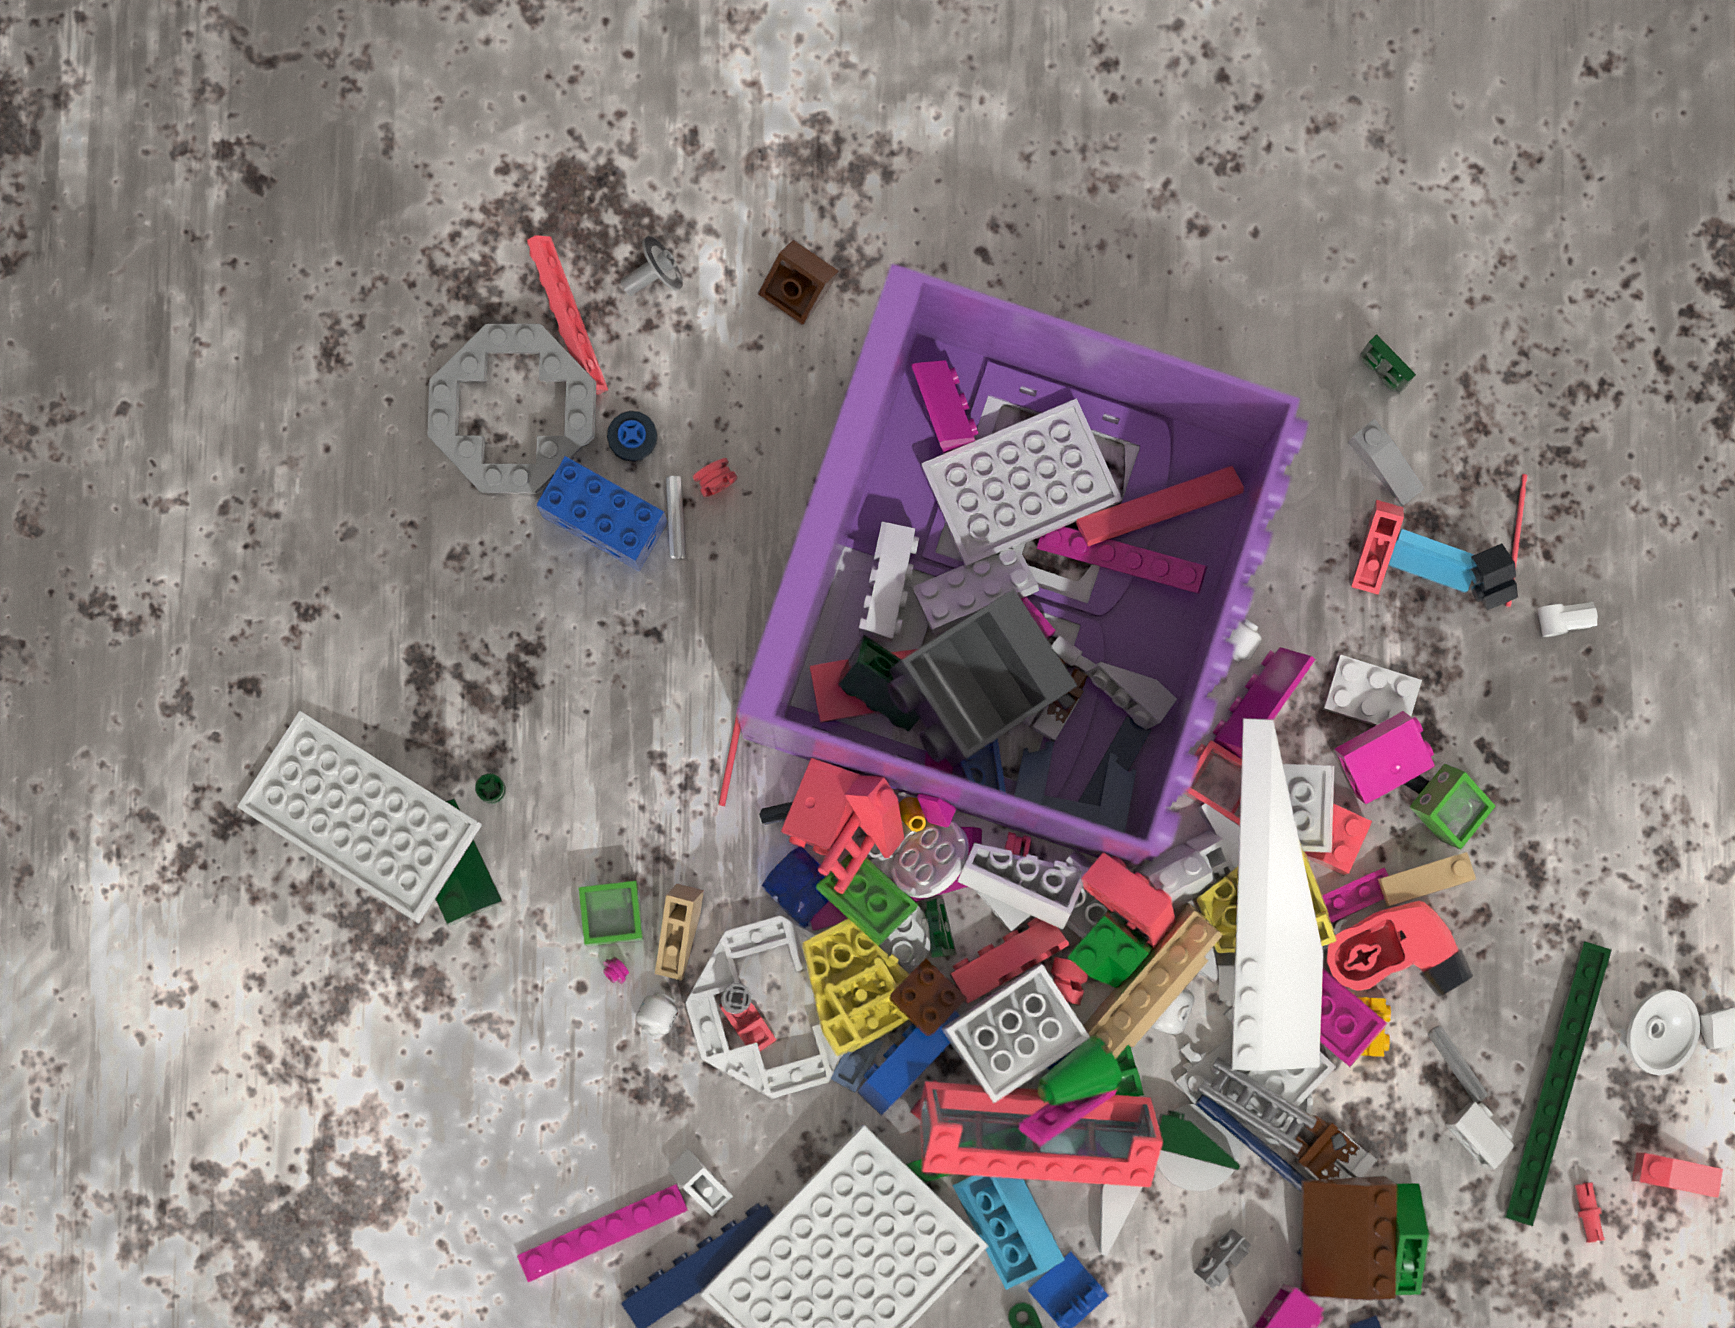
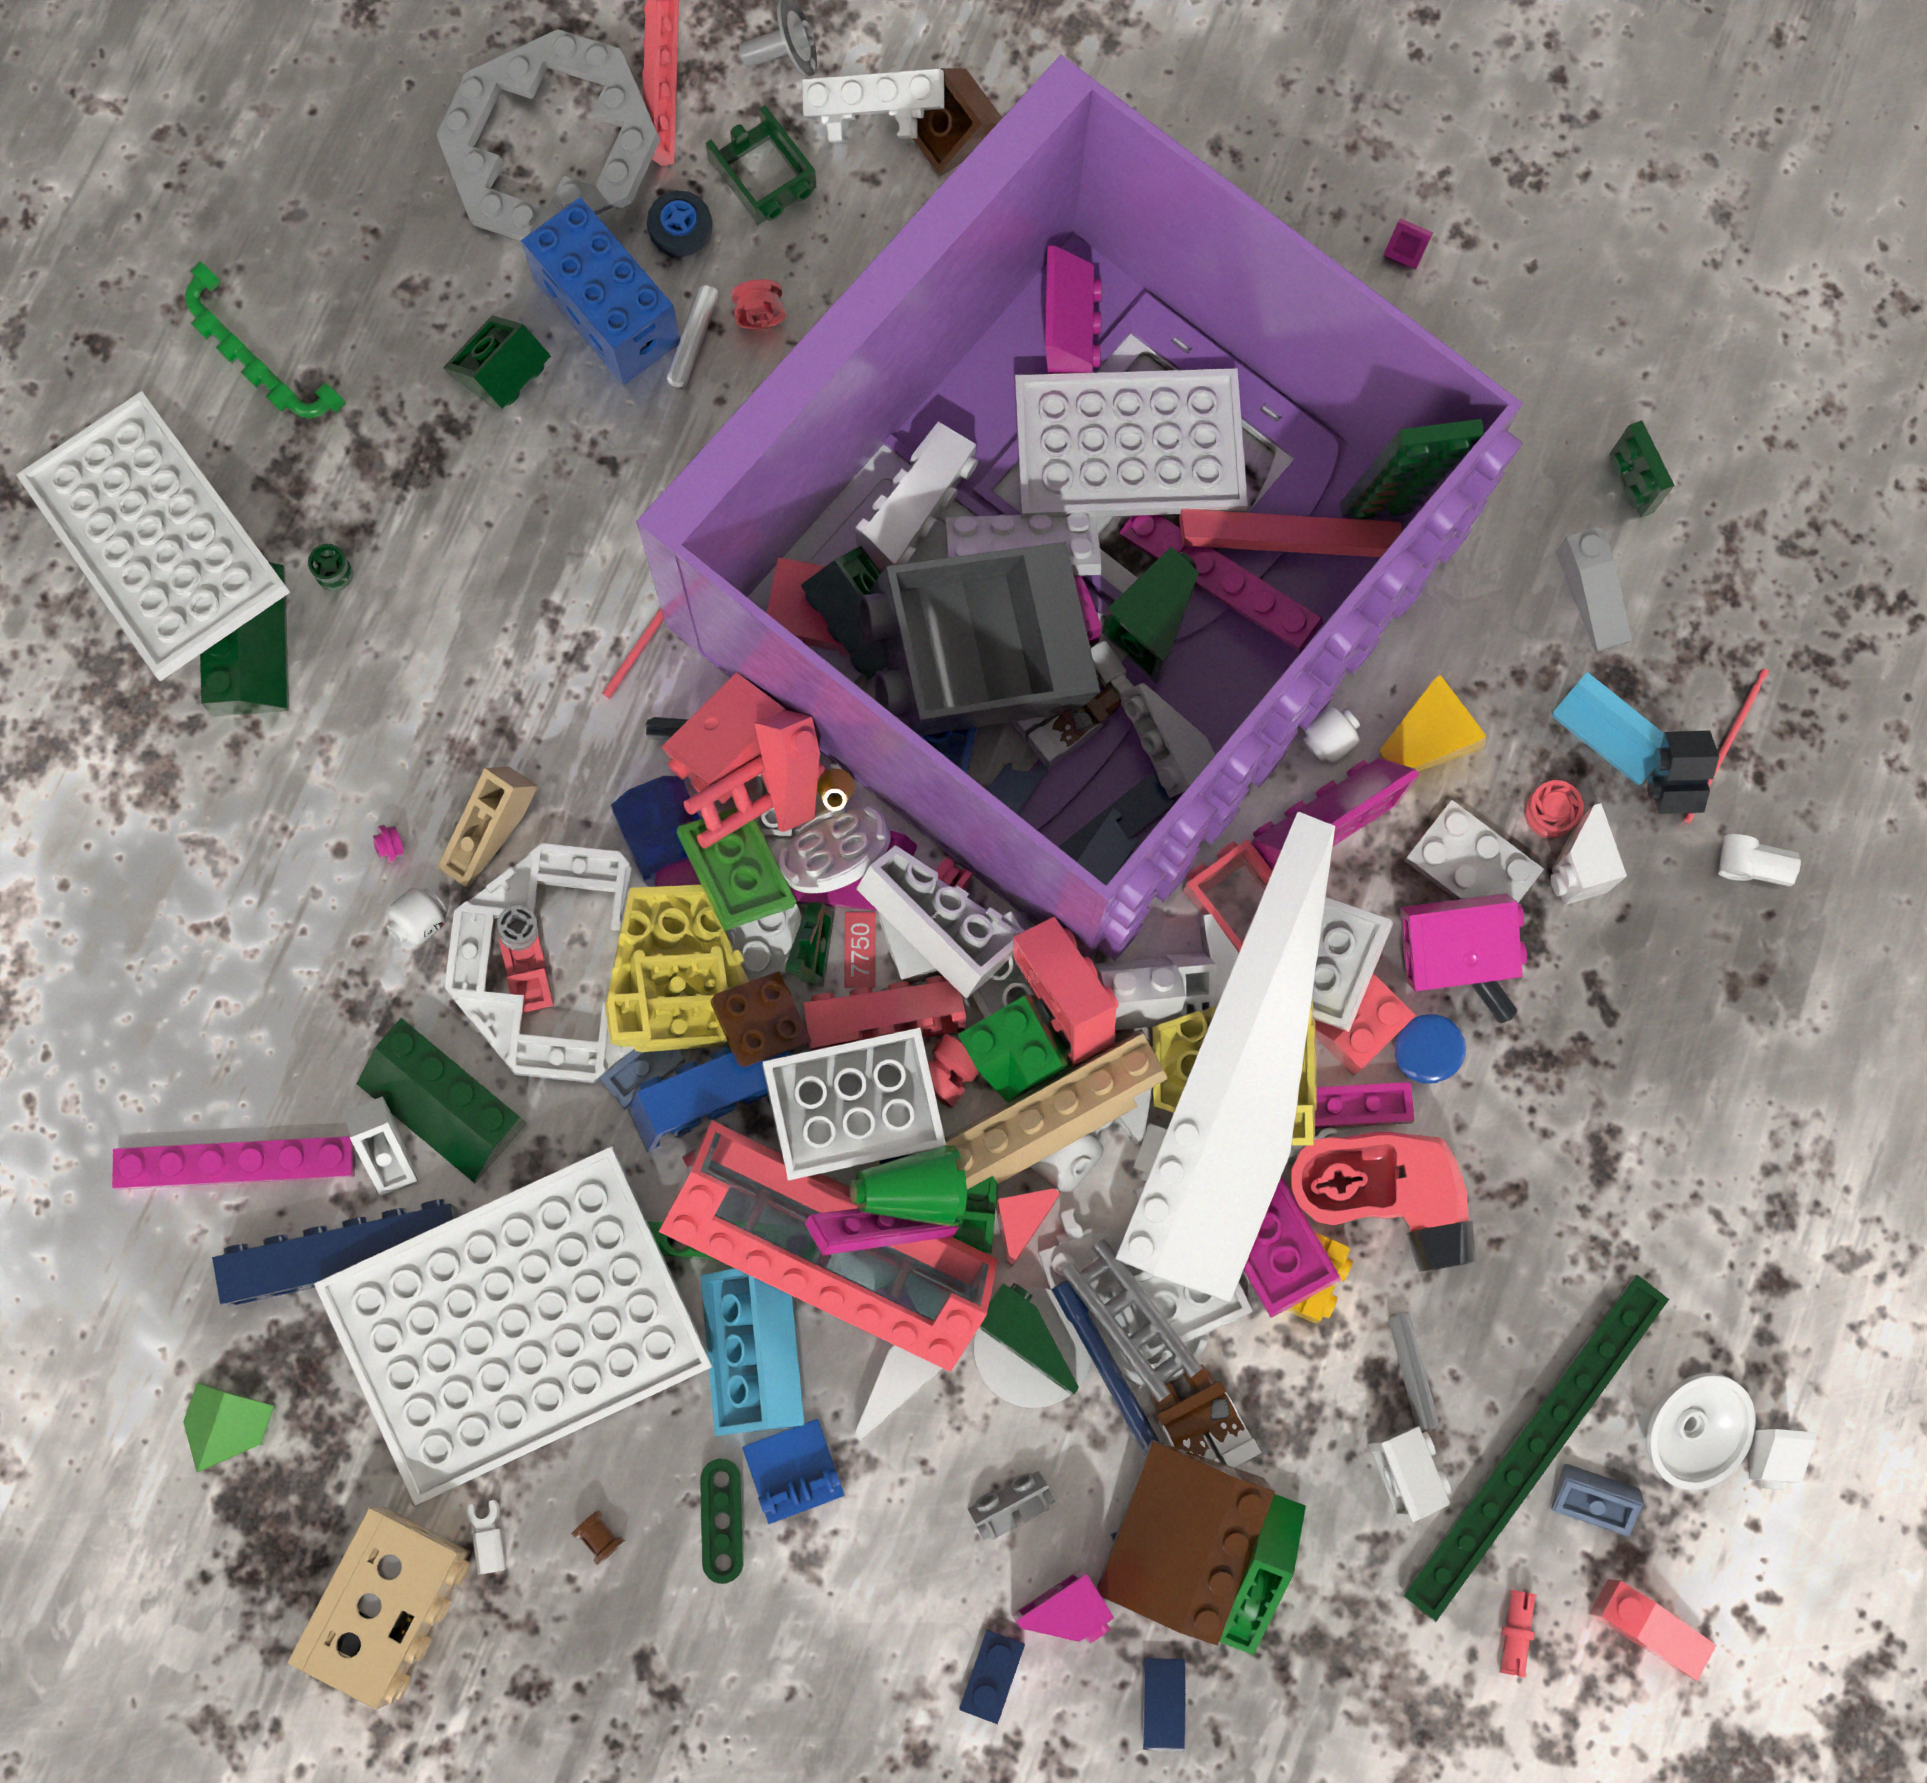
camera: 20 degrees right, 5 degrees down
(372, 662) = (254, 368): none -> green bar
(544, 590) = (498, 361): none -> dark green slope
(611, 913) = (410, 769): piece -> none
(653, 353) = (744, 142): none -> dark green window
(726, 1136) = (439, 1101): none -> dark green slope
(755, 280) = (897, 93): none -> white hinge
(936, 810) = (866, 792): dark pink slope -> none
(971, 918) = (859, 949): none -> coral sticker
(1088, 605) = (1151, 611): none -> dark green slope
(1158, 1066) = (1020, 1219): none -> coral slope
(1161, 252) = (1408, 243): none -> dark pink plate
(1234, 451) = (1410, 468): none -> dark green plate
(1309, 614) = (1434, 731): none -> yellow slope
(1377, 546) = (1546, 687): coral slope -> none
(1389, 839) = (1430, 1049): none -> blue piece
(1413, 634) = (1553, 810): none -> coral wheel
(1427, 879) = (1461, 1117): tan slope -> none
(1448, 664) = (1588, 860): none -> white slope
(1452, 806) = (1527, 1036): bright green piece -> none
(1611, 1102) = (1597, 1500): none -> sand blue slope

